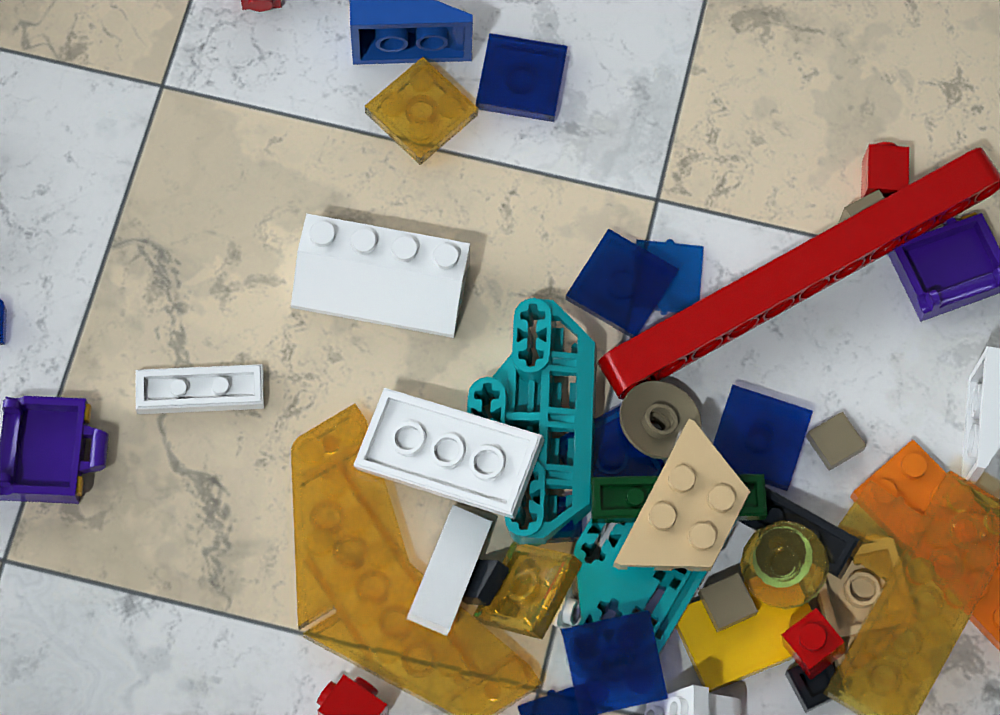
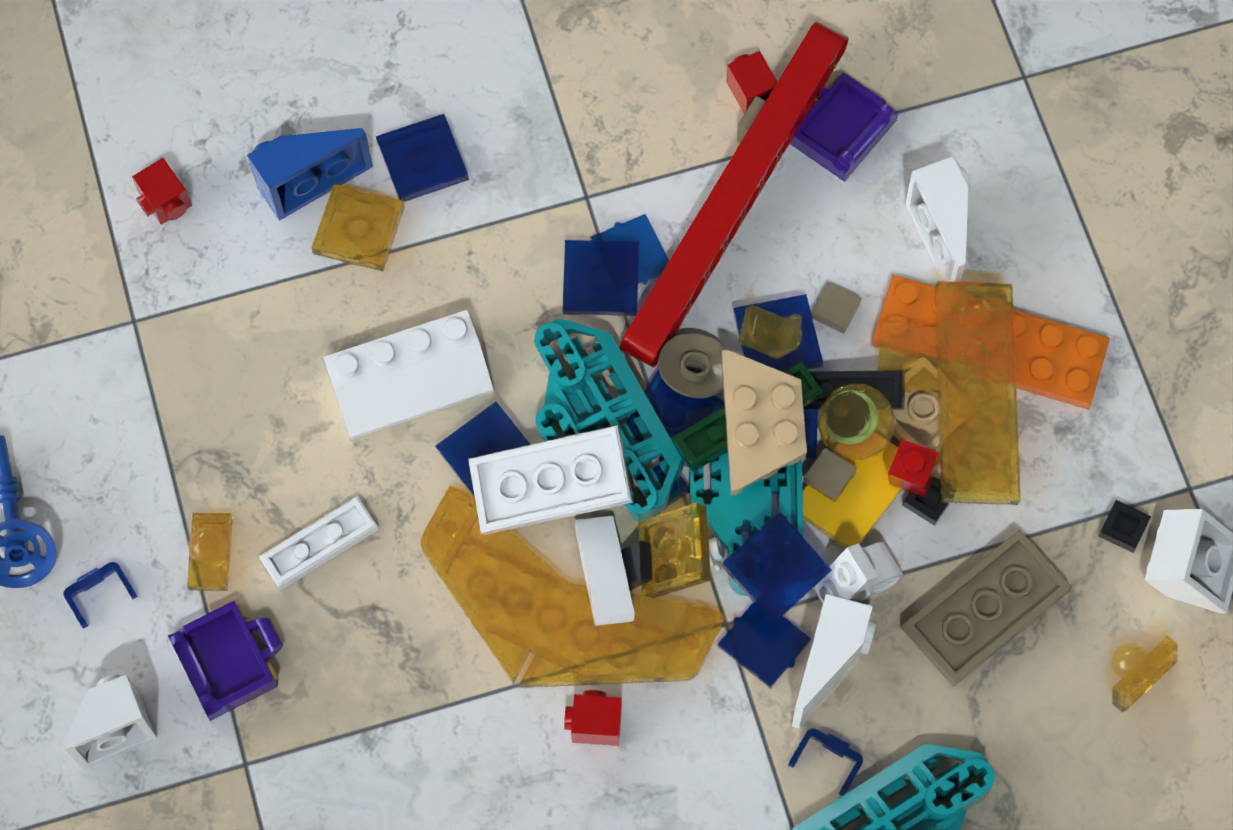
camera: 25 degrees left, 0 degrees up
(94, 339) = (209, 551): none -> clear yellow tile
(414, 373) = (482, 435): none -> clear blue plate
(732, 549) = (811, 430): none -> clear blue tile
(751, 428) = (770, 332): none -> clear yellow bracket

